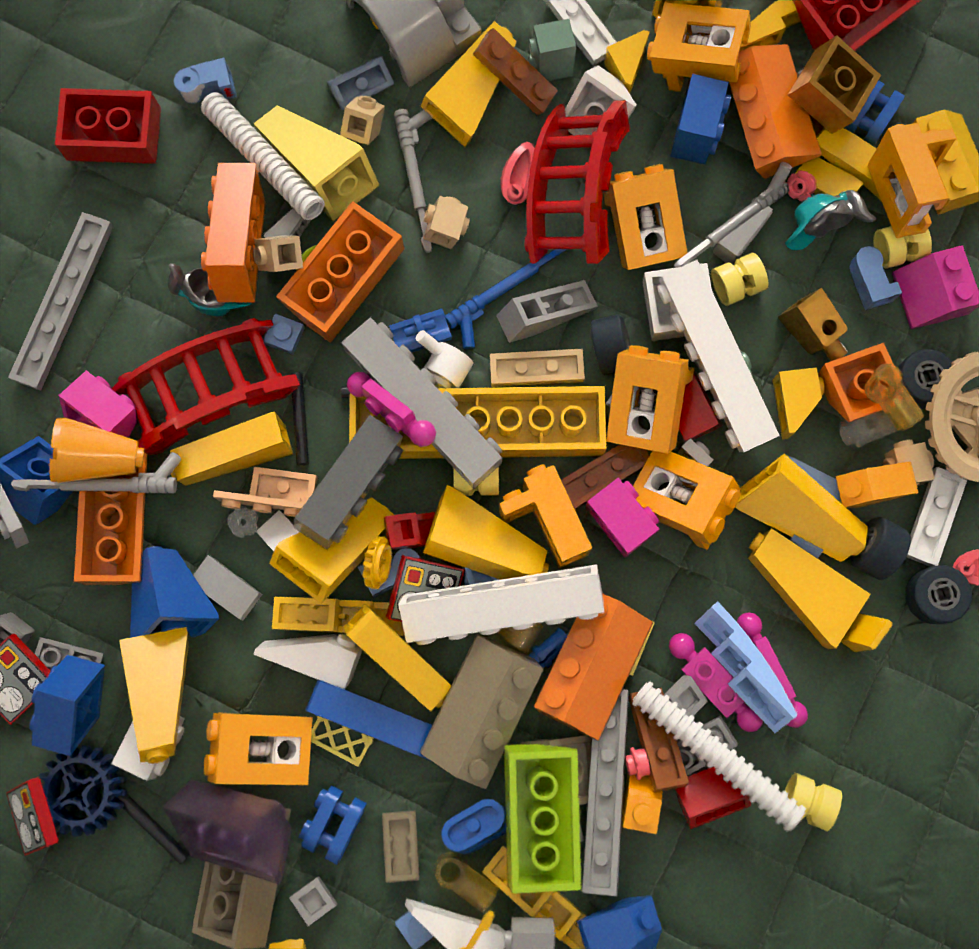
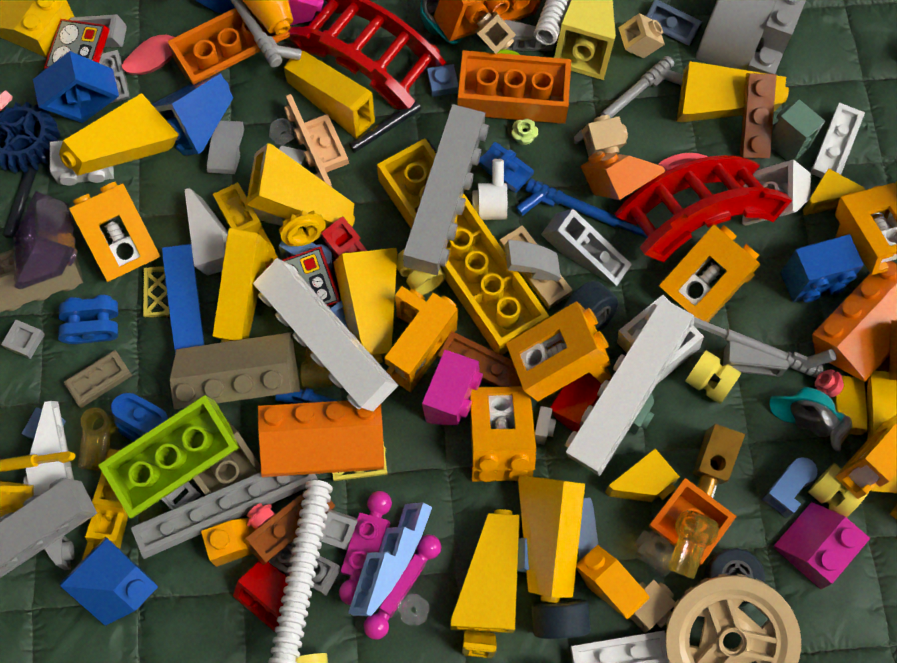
camera: 55 degrees right, 10 degrees down
(67, 606) = (149, 56): none -> coral arm
(348, 482) = (349, 169): dark grey brick -> none
(392, 298) = (524, 137): none -> yellowish green plate
(396, 413) = (417, 192): dark pink plate -> none
(498, 234) = (617, 174): none -> orange slope
(539, 367) = (532, 258): none -> light grey slope
(804, 671) = (421, 606): none -> clear plate

